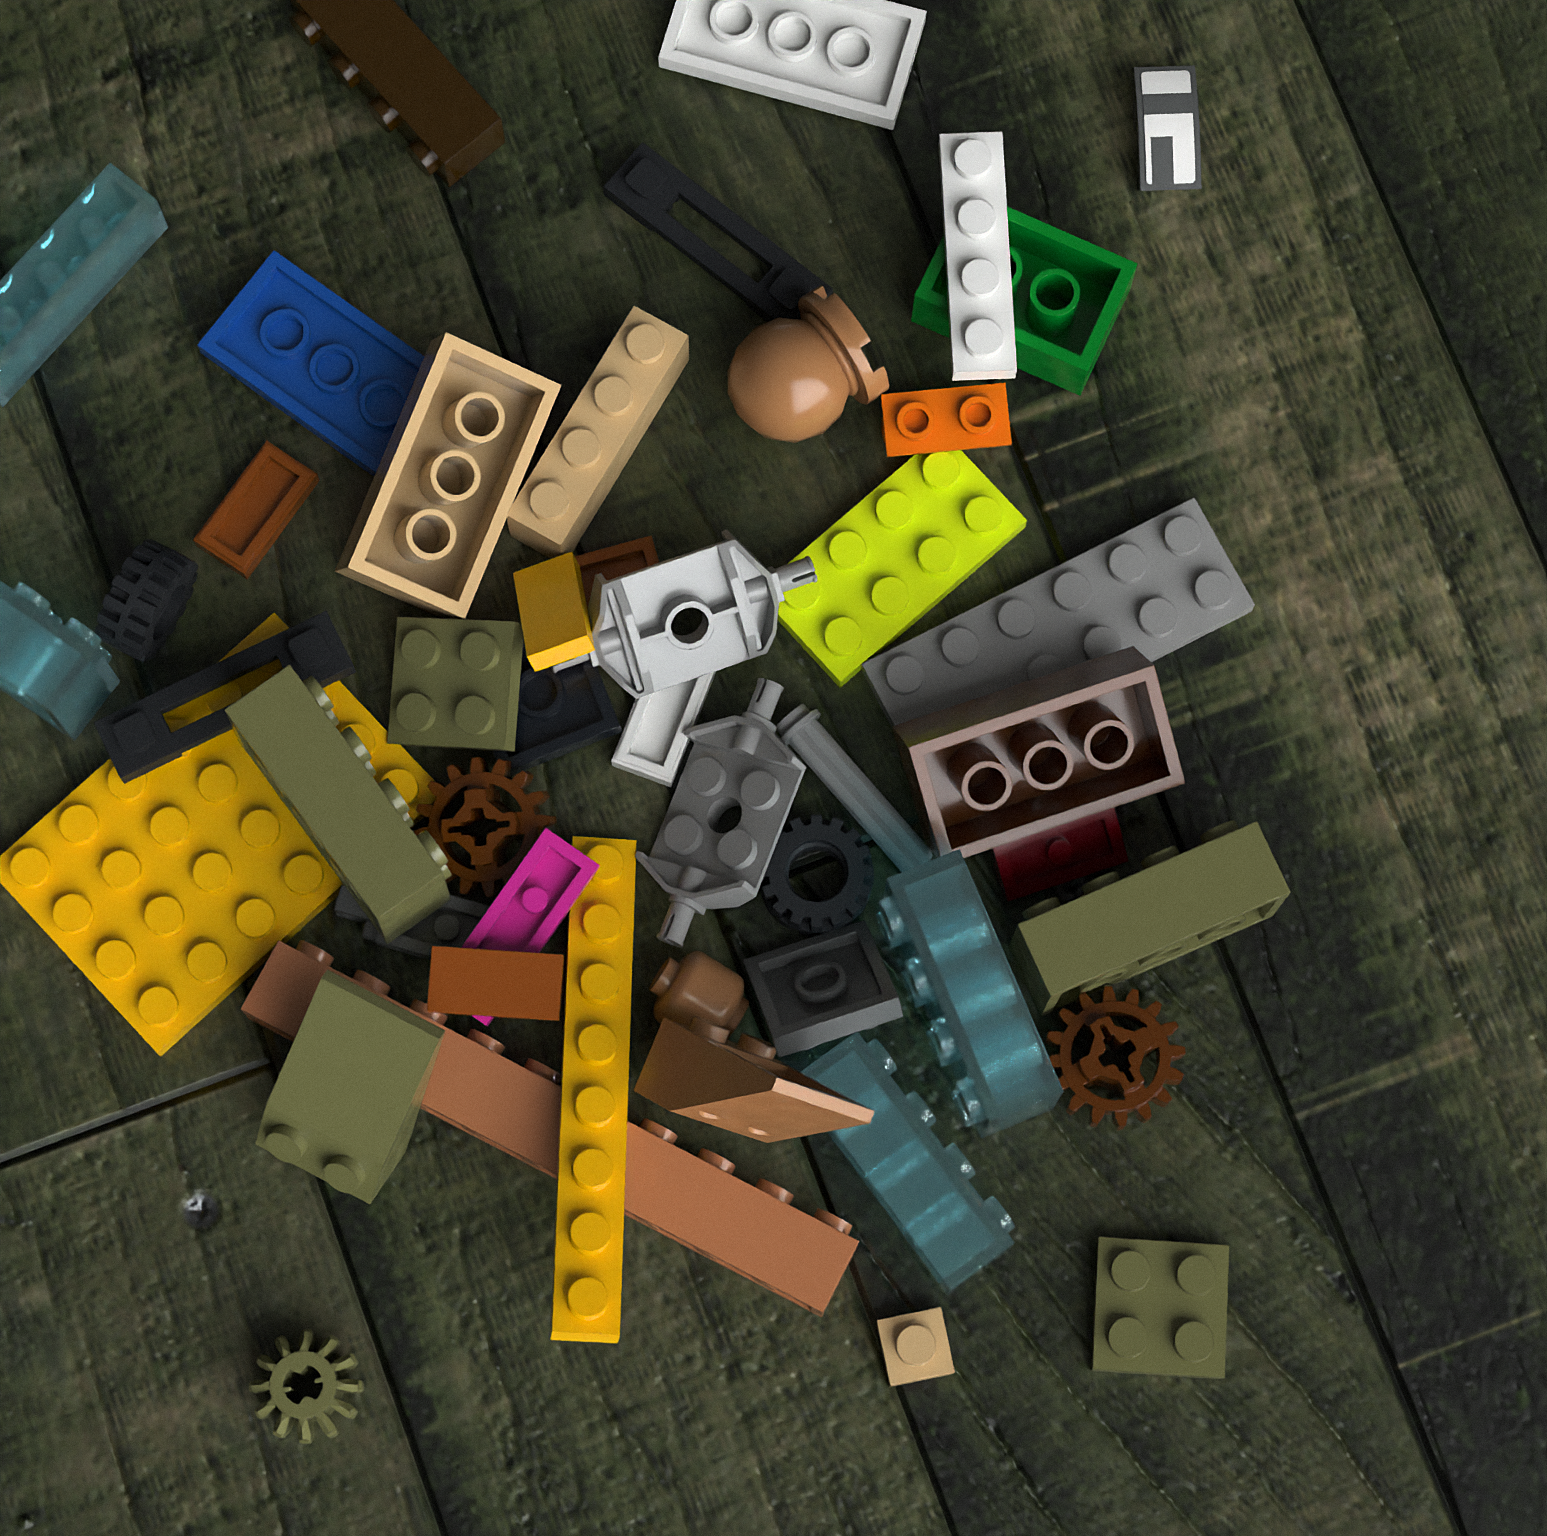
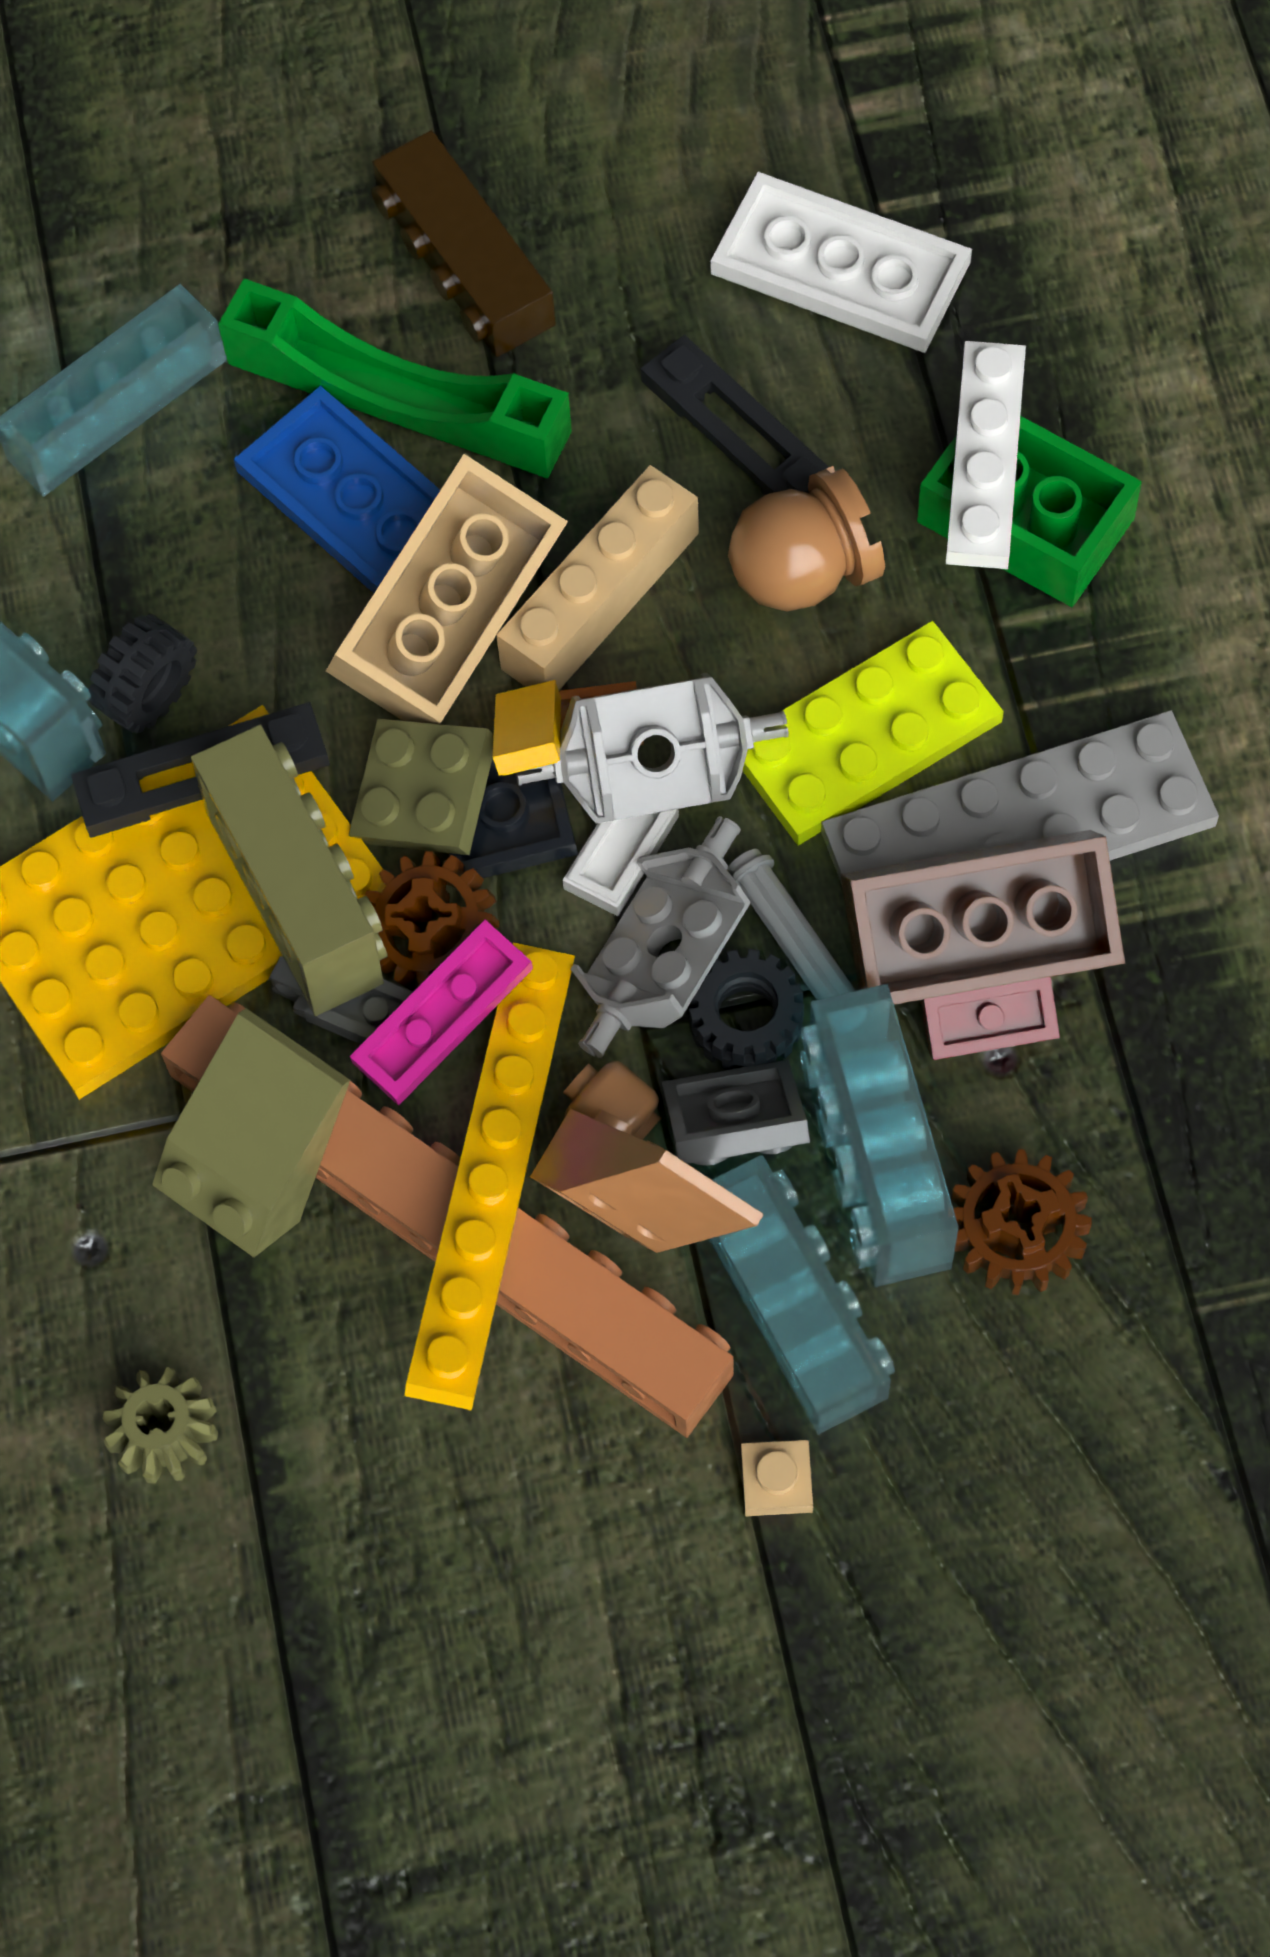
camera: 15 degrees right, 10 degrees down
(256, 510) = (263, 615): dark orange tile -> none
(444, 261) = (489, 415): none -> green arch
(495, 983) = (411, 1057): dark orange tile -> none
(945, 419) = (936, 607): orange hinge -> none
(1147, 917) = (1071, 1084): olive brick -> none
(1160, 1308) = (1033, 1475): olive plate -> none
(1167, 128) = (1189, 379): slope -> none

